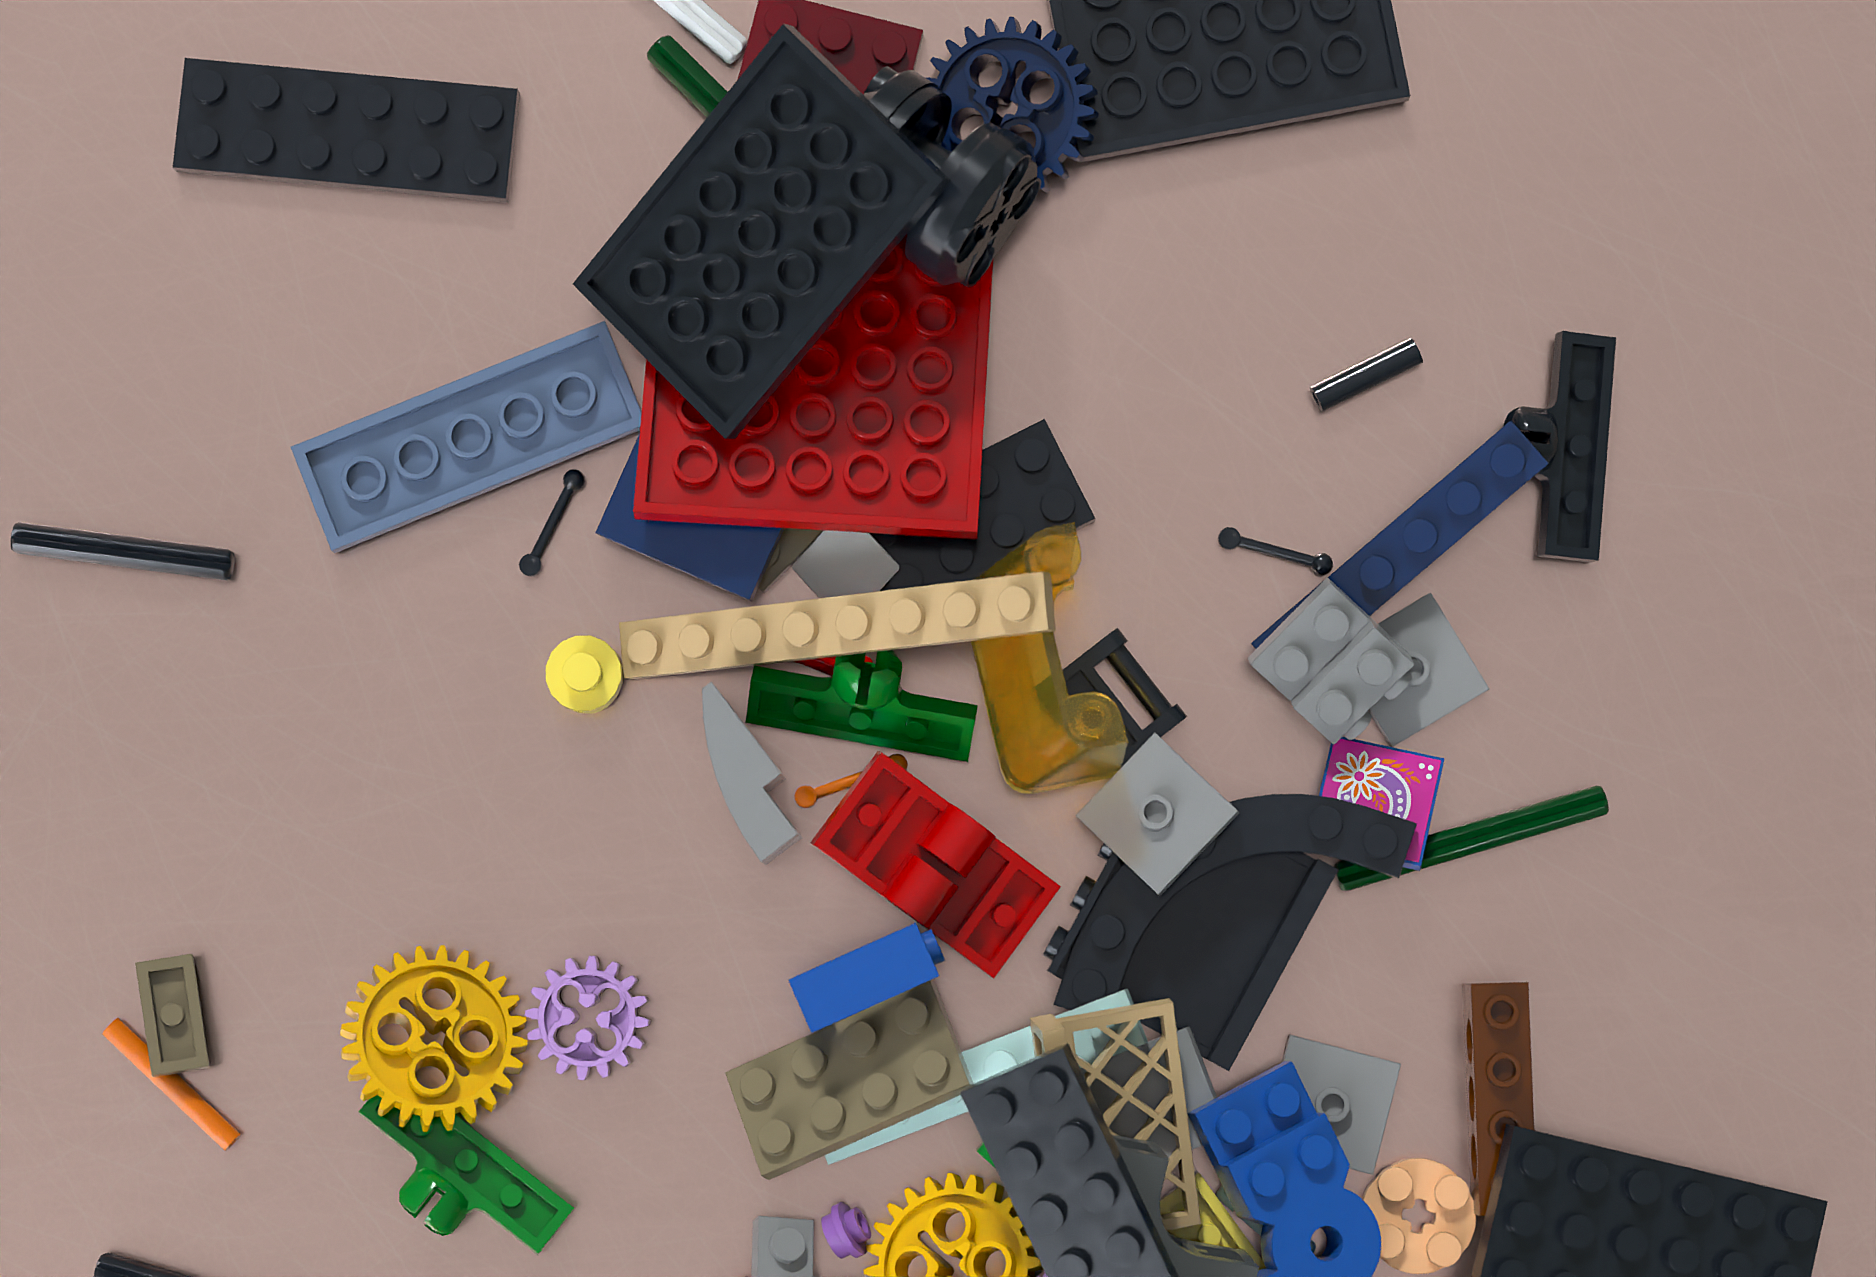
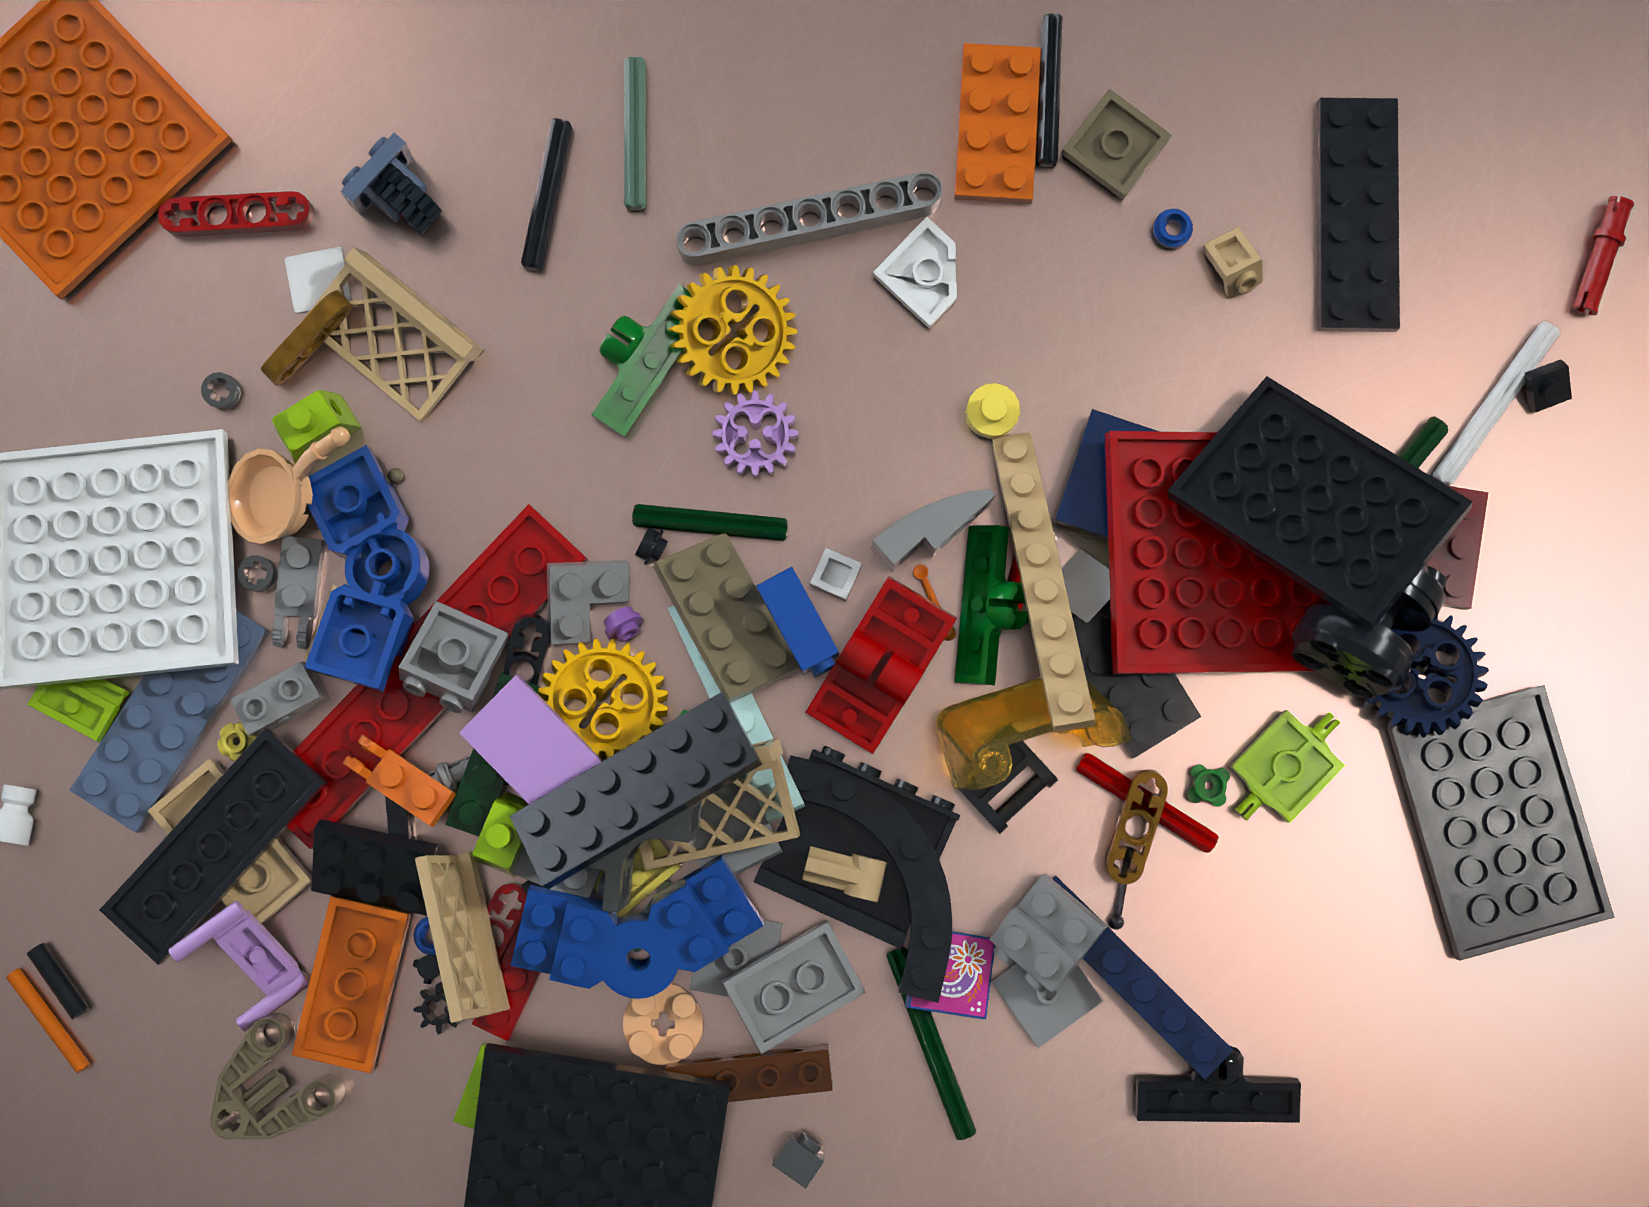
camera: 85 degrees right, 0 degrees up
(126, 1159) = (635, 133): none -> sand green axle
(163, 630) = (997, 123): none -> orange plate
(172, 1015) = (734, 153): dark tan plate -> none
(173, 1086) = (688, 158): orange piece -> none
(212, 463) = (1116, 144): none -> dark tan plate
(263, 890) = (824, 205): none -> light grey beam
(327, 384) = (1176, 217): none -> blue plate
(373, 757) = (922, 272): none -> white plate
(400, 310) = (1235, 262): none -> tan bracket
(468, 437) = (1151, 317): sand blue plate -> none
(531, 563) = (1066, 369): black hinge -> none
(708, 1094) = (710, 522): none -> dark green axle
(736, 1180) = (651, 546): none -> black plate
(799, 918) = (835, 574): none -> white plate
(1123, 306) = (1287, 766): none -> lime plate
(1153, 407) = (1216, 794): none -> green plate
(1157, 814) = (929, 817): light grey plate -> none
(1158, 505) = (1170, 818): none -> red axle
(1228, 929) = (853, 874): none -> tan piece
(1235, 526) = (1118, 851): none -> pearl gold beam
(1366, 374) = (1254, 944): black piece -> none
(1379, 1026) = (793, 986): none -> light grey plate
(1618, 1036) = (799, 1158): none -> dark grey plate

